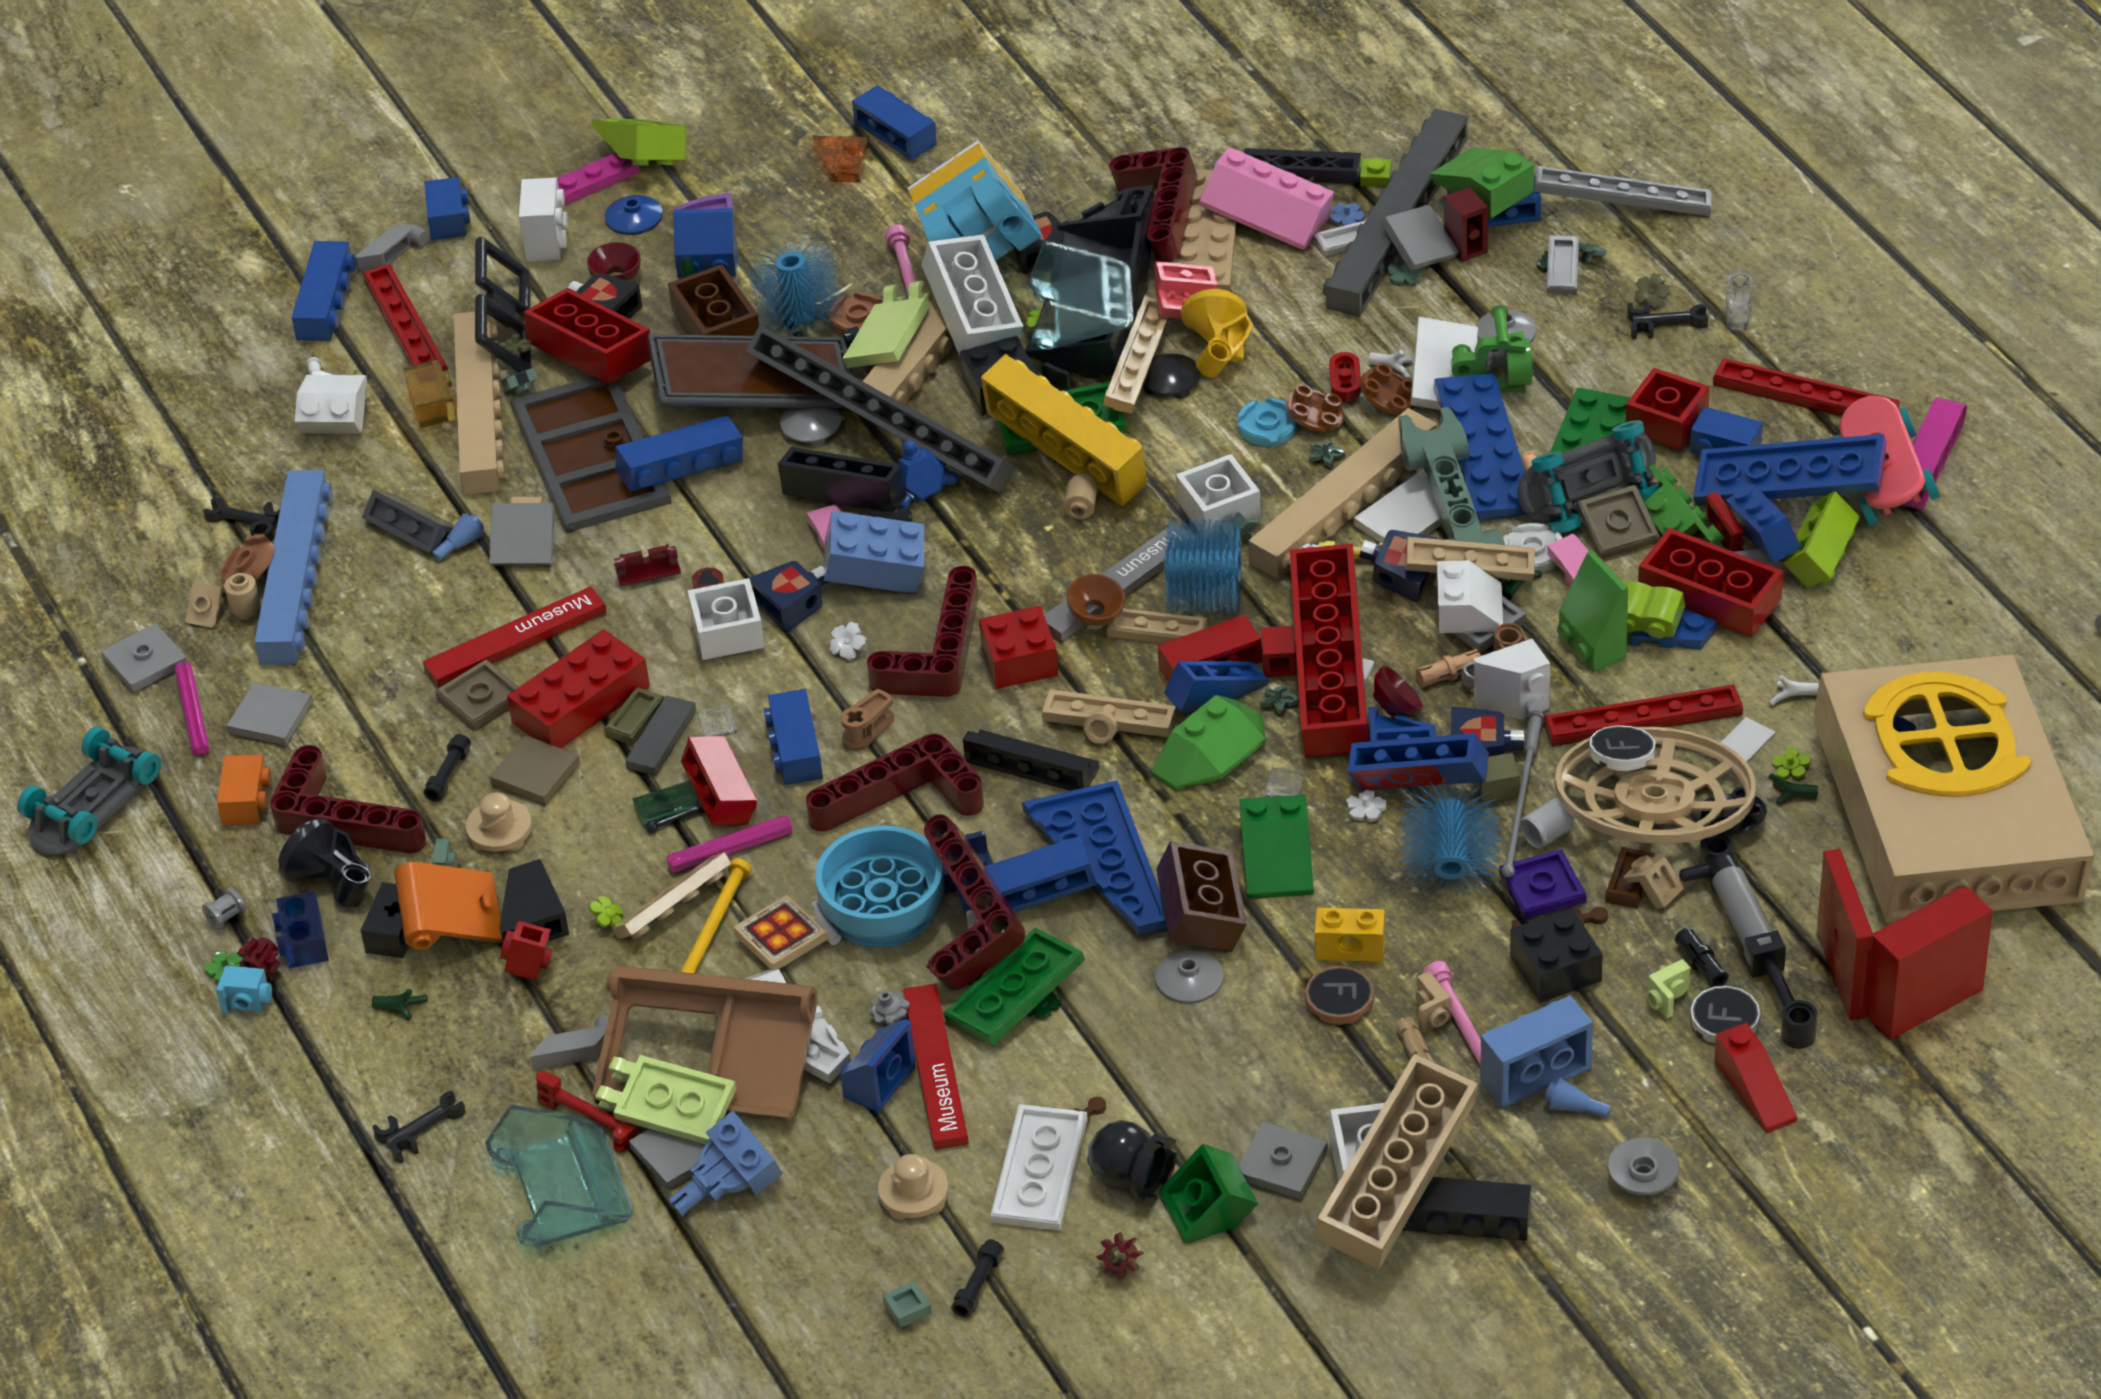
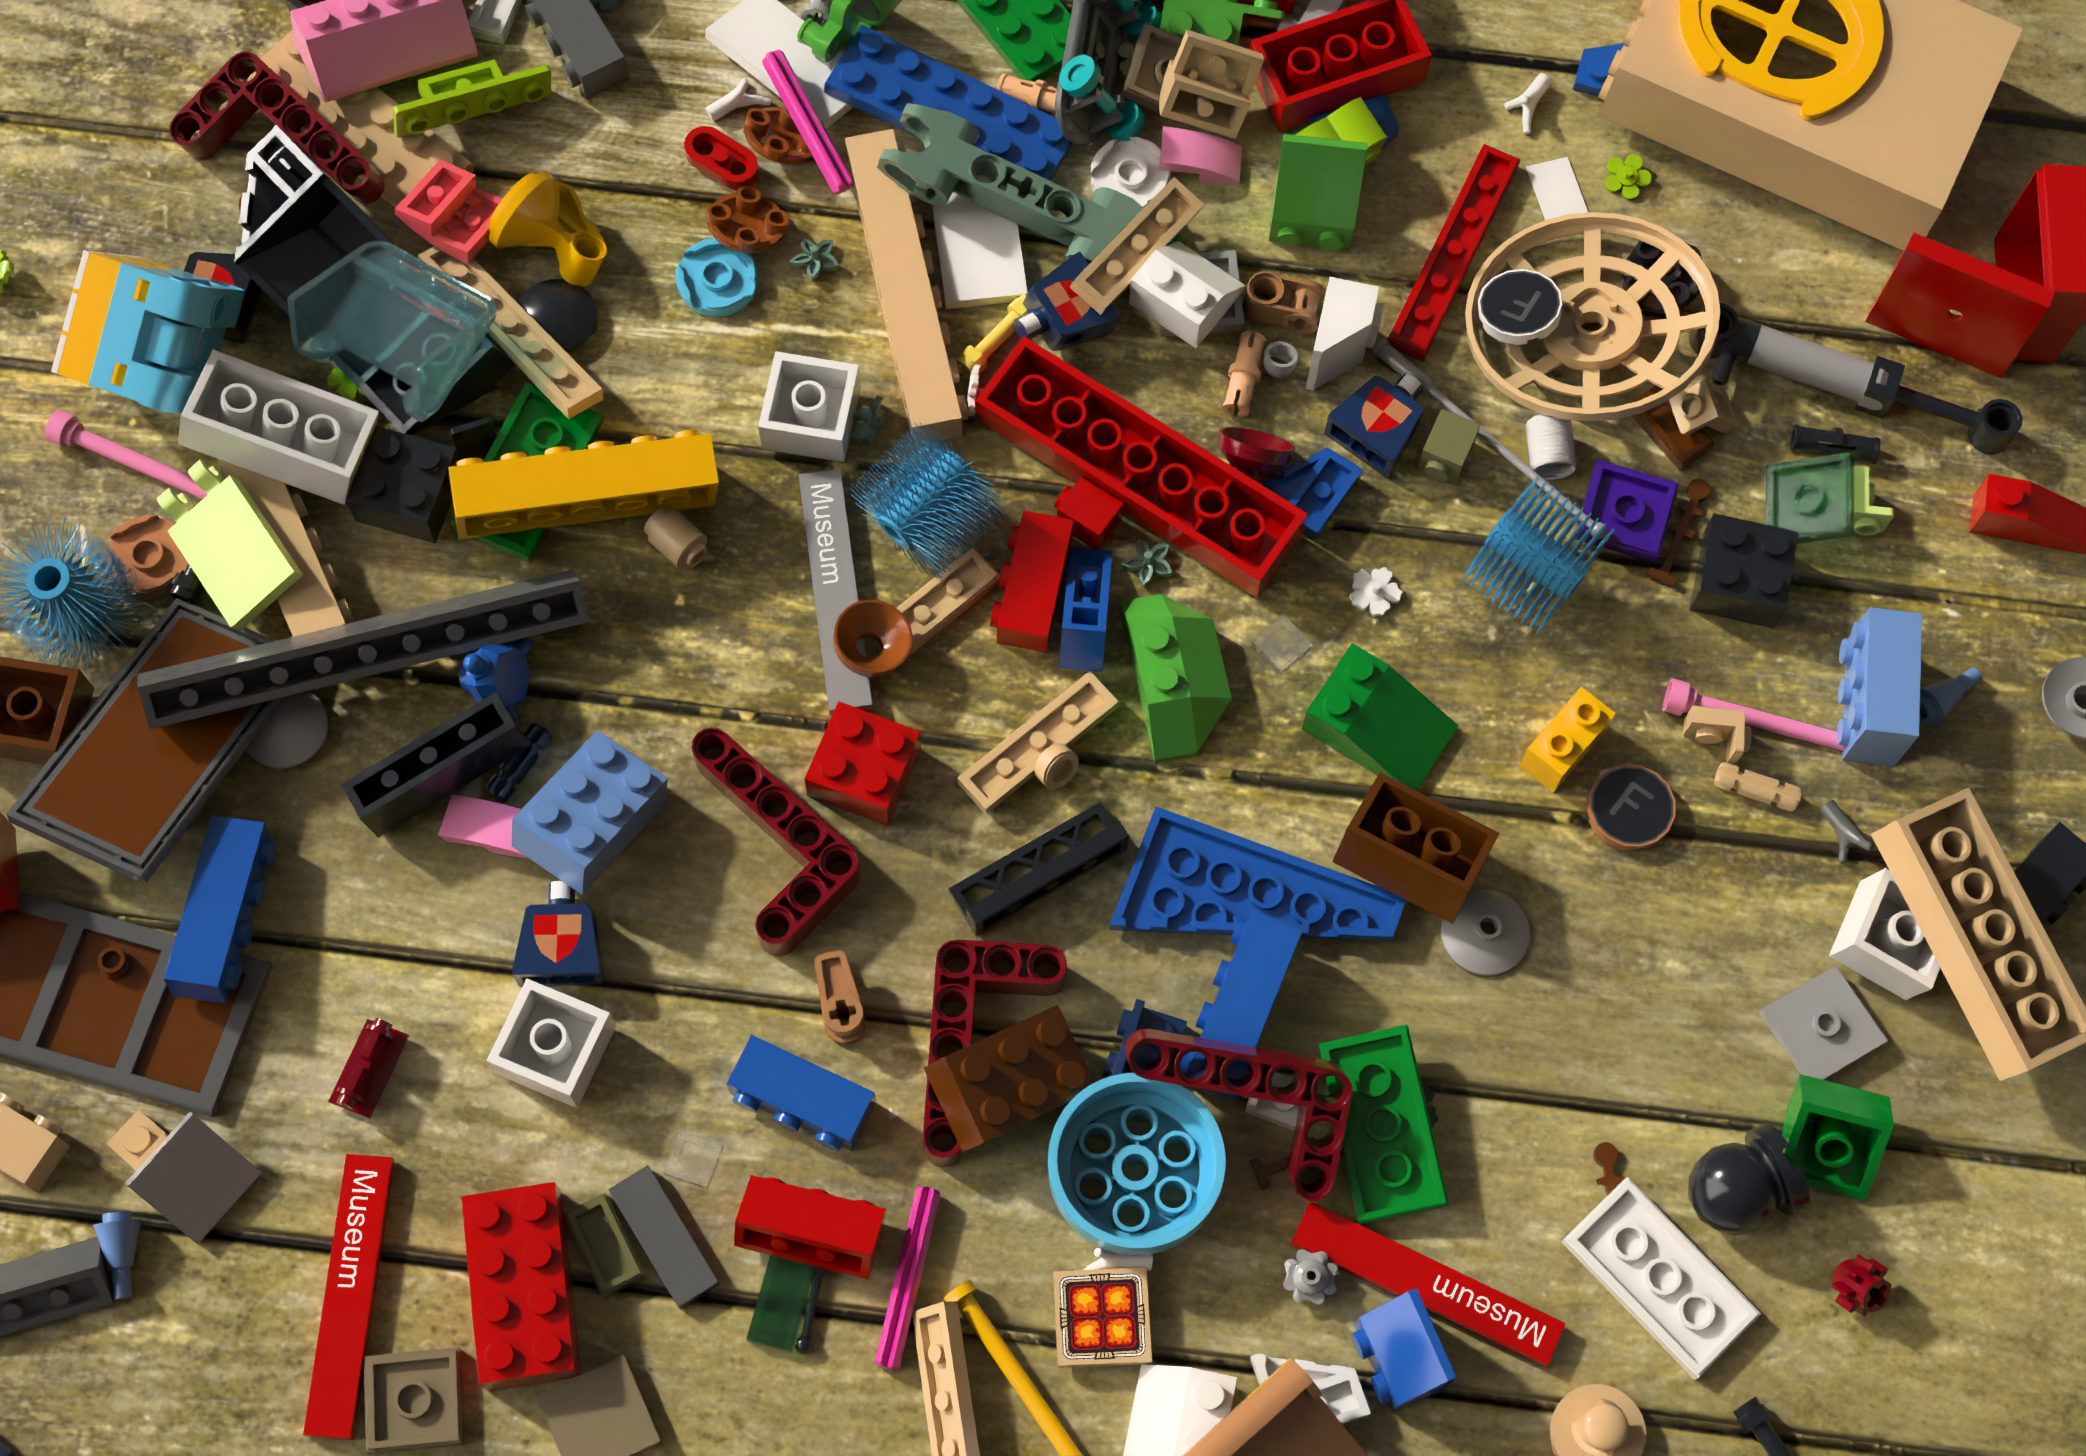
camera: 60 degrees left, 25 degrees up
(707, 577) = (452, 1016): tile -> none
(846, 640) = (689, 932): white plant -> none
(878, 793) = (1009, 1078): none -> reddish brown brick
(1266, 255) = (467, 94): none -> lime bracket
(1402, 386) = (807, 121): none -> dark pink axle
(1418, 762) = (1396, 504): blue brick -> none
(1621, 531) = (1209, 84): none -> tan brick
(1642, 958) = (1812, 497): none -> clear green plate
(1723, 1009) = (1924, 479): black tile -> none
(1793, 789) = (1667, 200): dark green bar -> none

